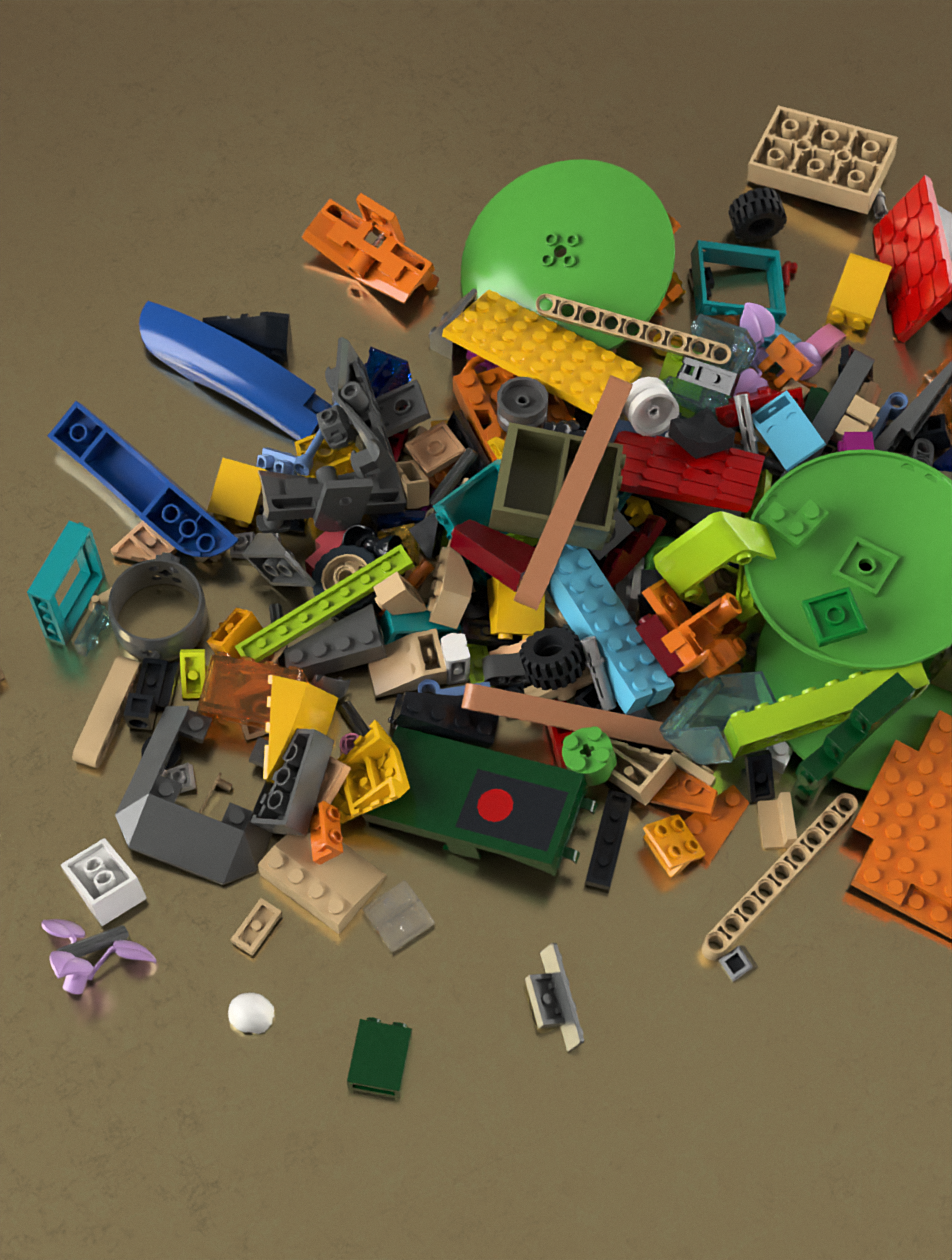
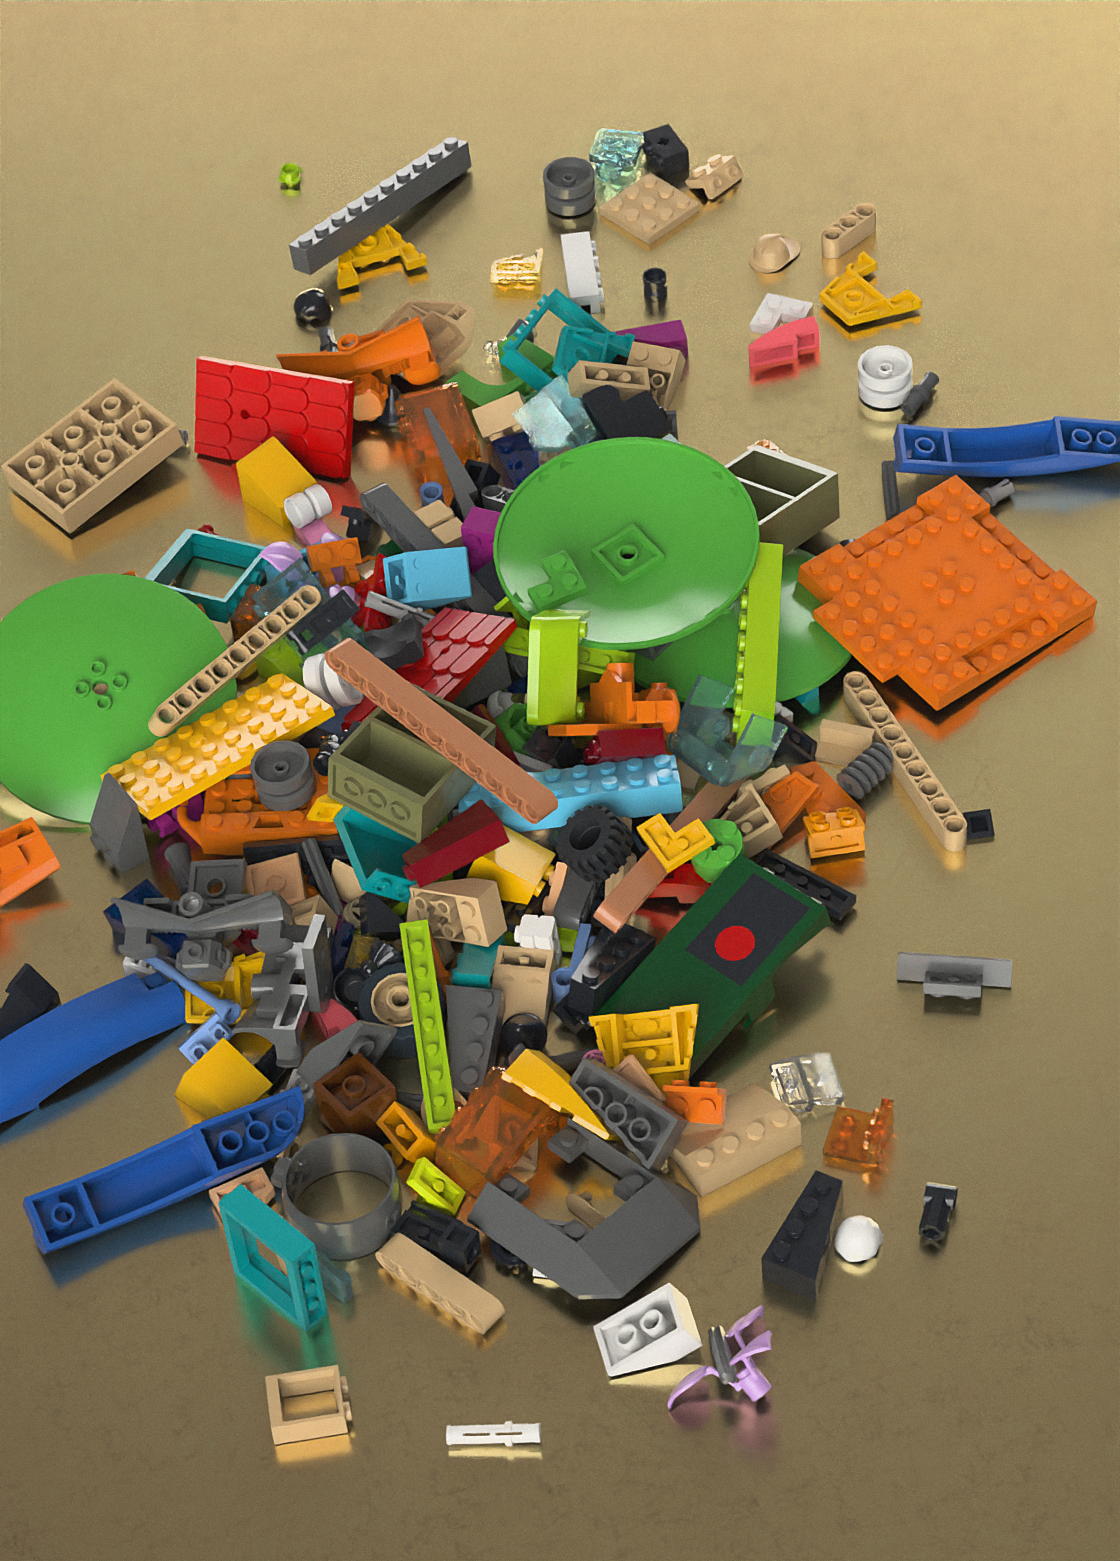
camera: 60 degrees left, 15 degrees down
(233, 970) = (804, 1240): none -> black wedge
(247, 584) = (354, 1097): none -> reddish brown brick
(256, 926) = (762, 1207): tan plate -> none
(306, 1067) = (937, 1204): none -> black piece
(356, 976) = (860, 1134): none -> clear orange bracket
(367, 682) = (524, 1029): none -> black hat
(379, 1057) = (955, 1136): dark green brick -> none
(398, 596) = (452, 953): tan slope -> none
(441, 388) = (180, 859): none -> dark grey piece
(563, 719) = (674, 848): none -> yellow plate
(597, 670) = (603, 799): light grey pin -> none
(751, 848) = (866, 770): none -> dark grey piece
(757, 215) = (133, 529): black tyre -> none
(834, 616) = (681, 584): green plate -> none
(842, 322) = (307, 506): none -> white wheel
(846, 738) = (808, 633): dark green arch -> none

